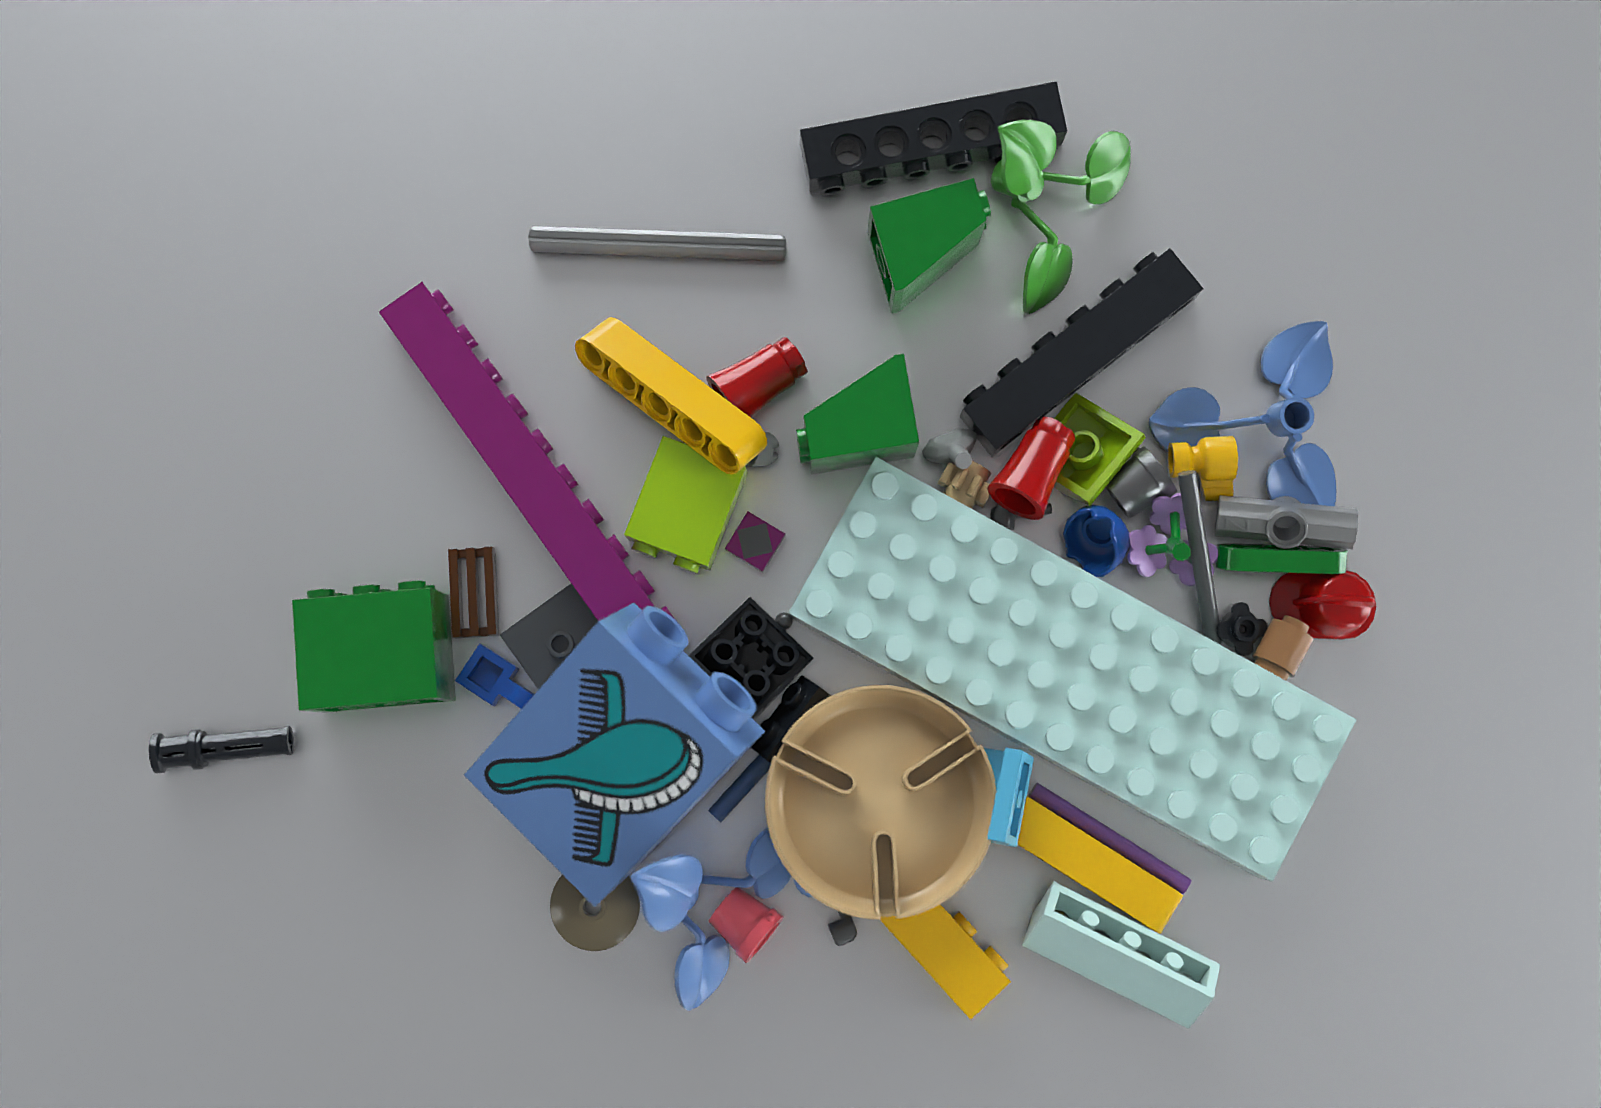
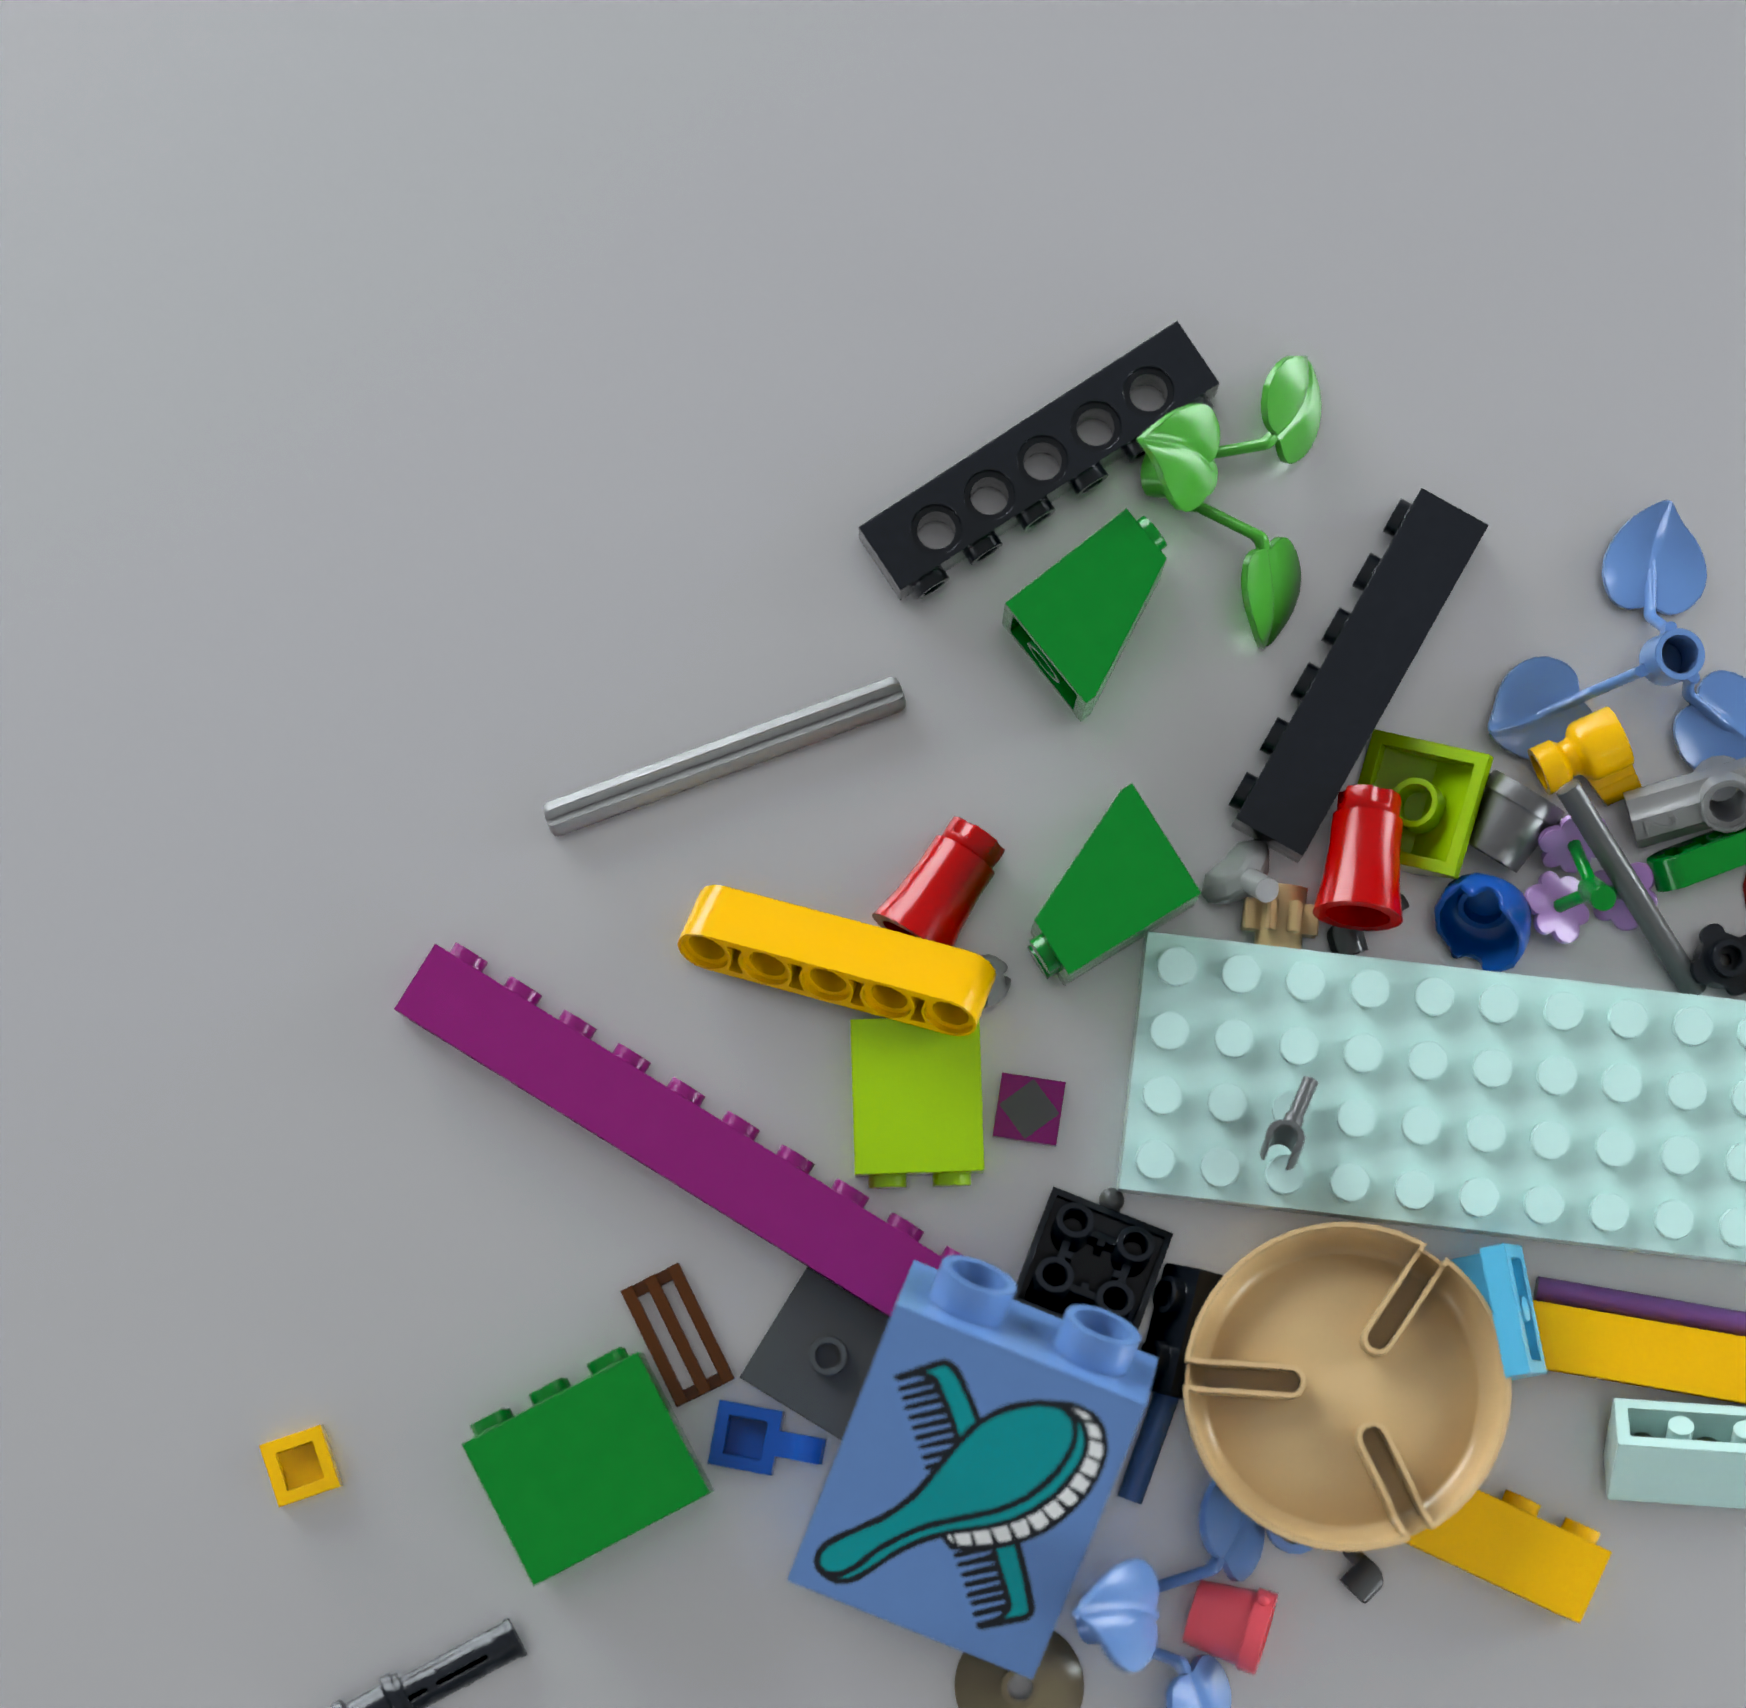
camera: 25 degrees left, 0 degrees up
(203, 576) = (301, 1465): none -> yellow tile
(912, 618) = (1289, 1130): none -> dark grey hand

